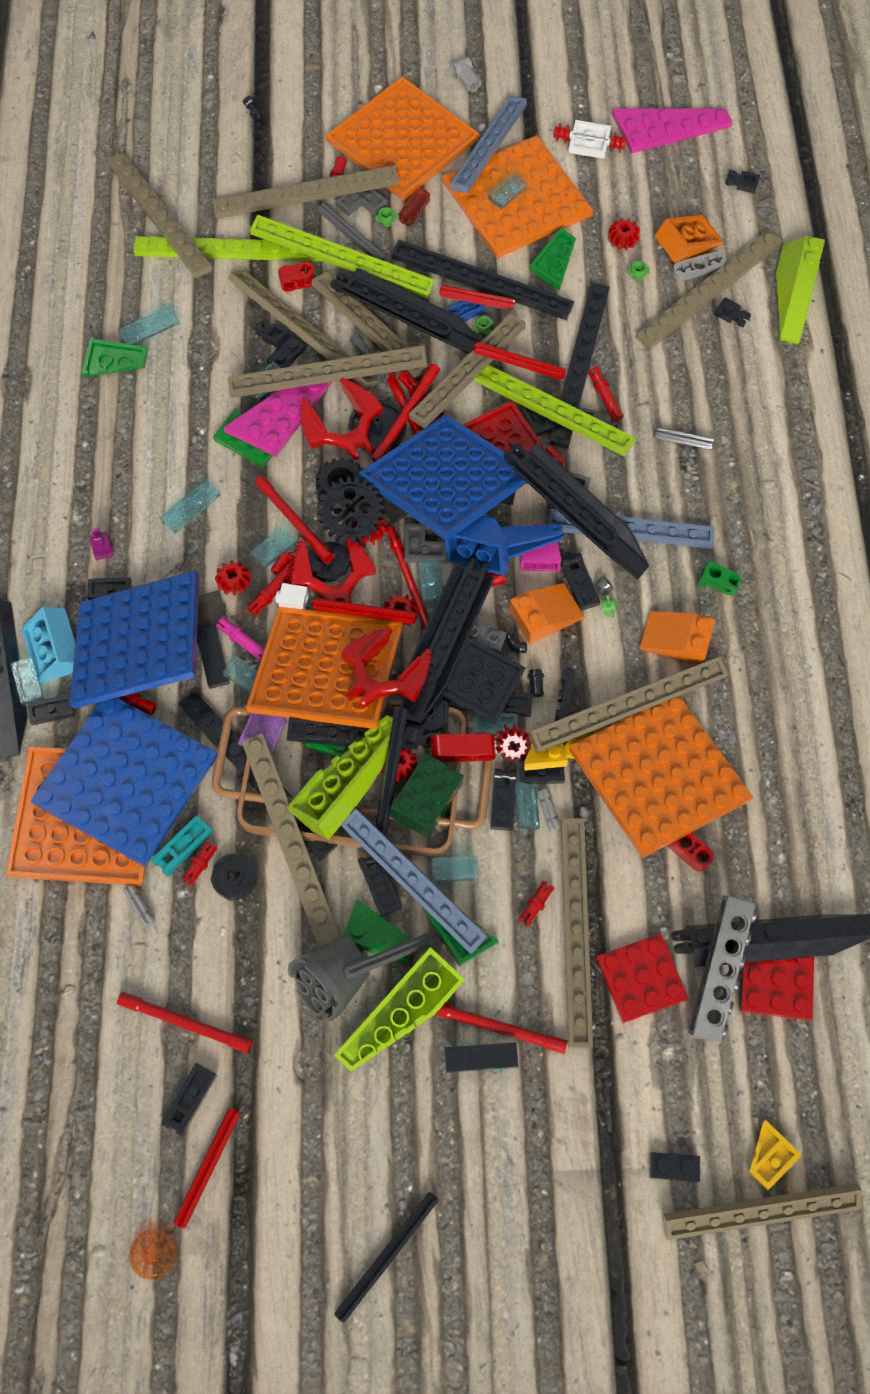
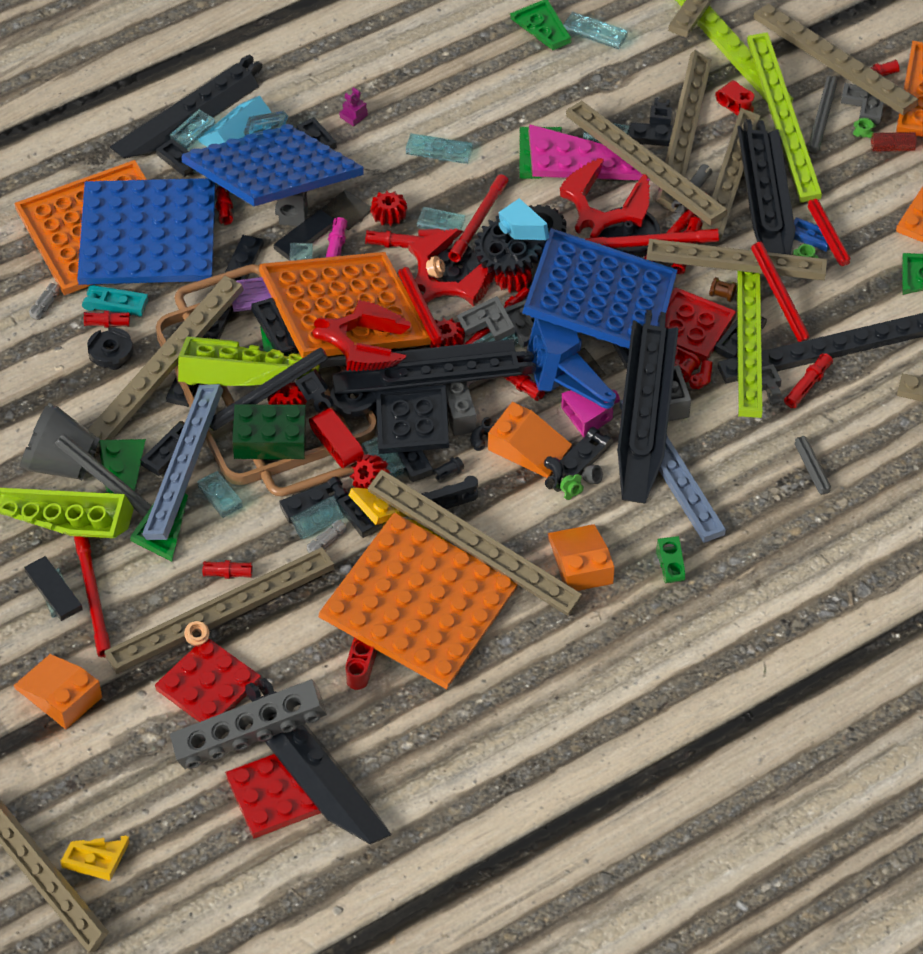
camera: 60 degrees right, 15 degrees down
(73, 614) = (262, 122): none -> clear light blue plate
(292, 596) = (400, 255): white brick -> none
(327, 578) = (435, 267): none -> light nougat plate
(351, 487) = (522, 222): none -> medium azure slope
(410, 564) = (490, 315): none -> dark grey plate
(482, 279) = (857, 231): black plate -> none
(482, 396) = (723, 289): none -> reddish brown bush
(582, 1104) = (60, 689): none -> orange slope
(585, 605) = (556, 467): none -> black arm
(603, 962) = (196, 626): none -> light nougat plate
(674, 1167) = (42, 786): black plate -> none

